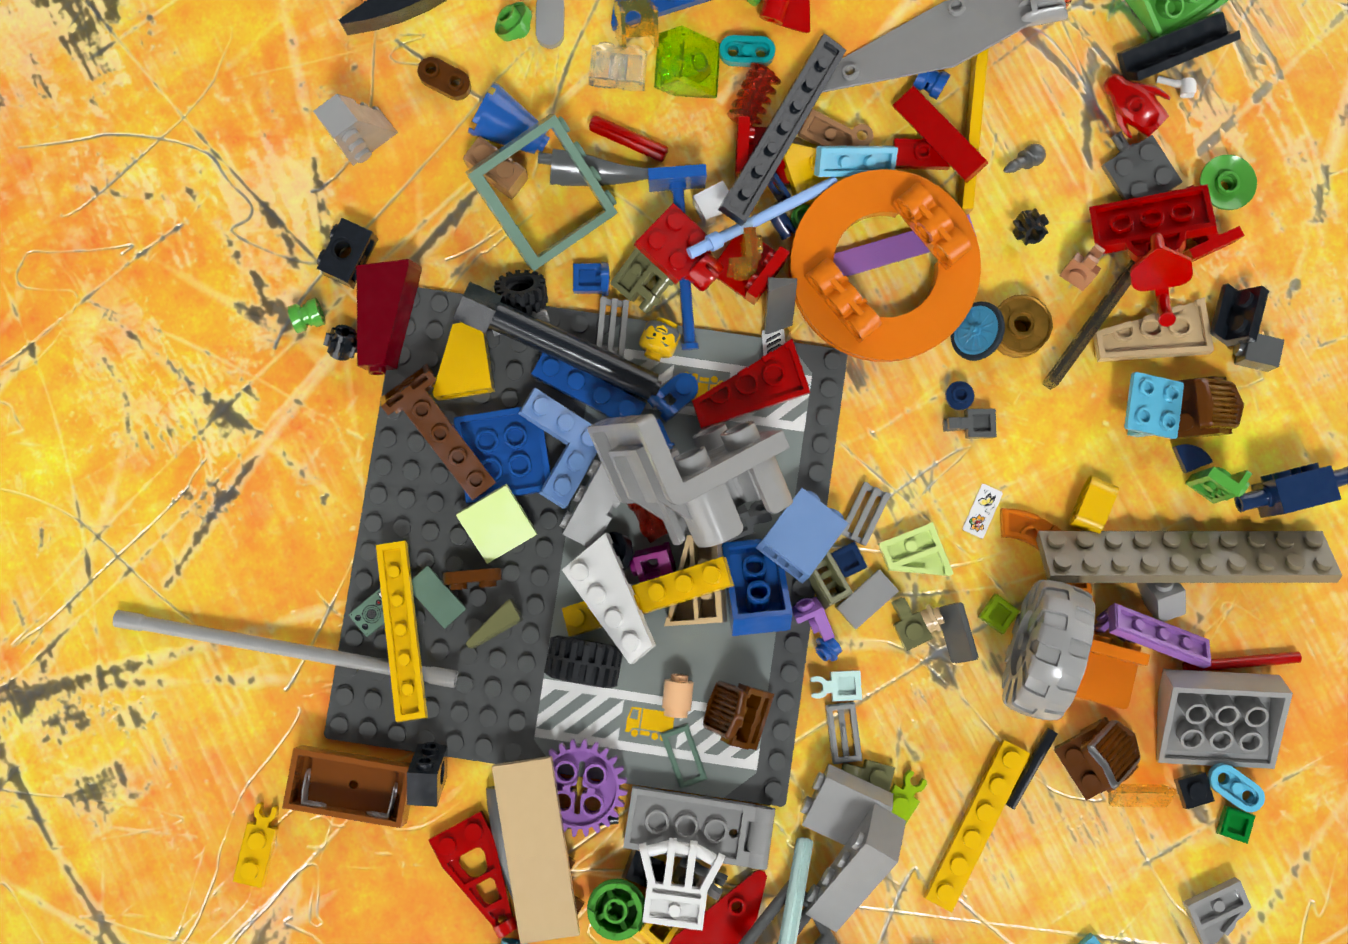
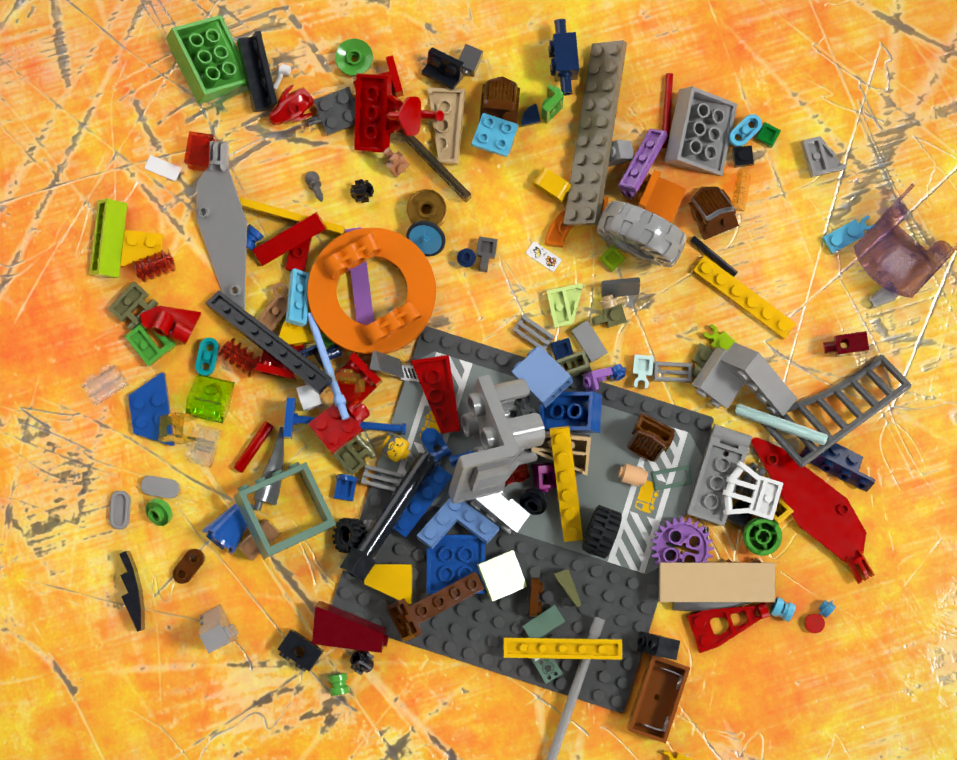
camera: 80 degrees left, 0 degrees up
(605, 590) = (558, 509): white wing -> none

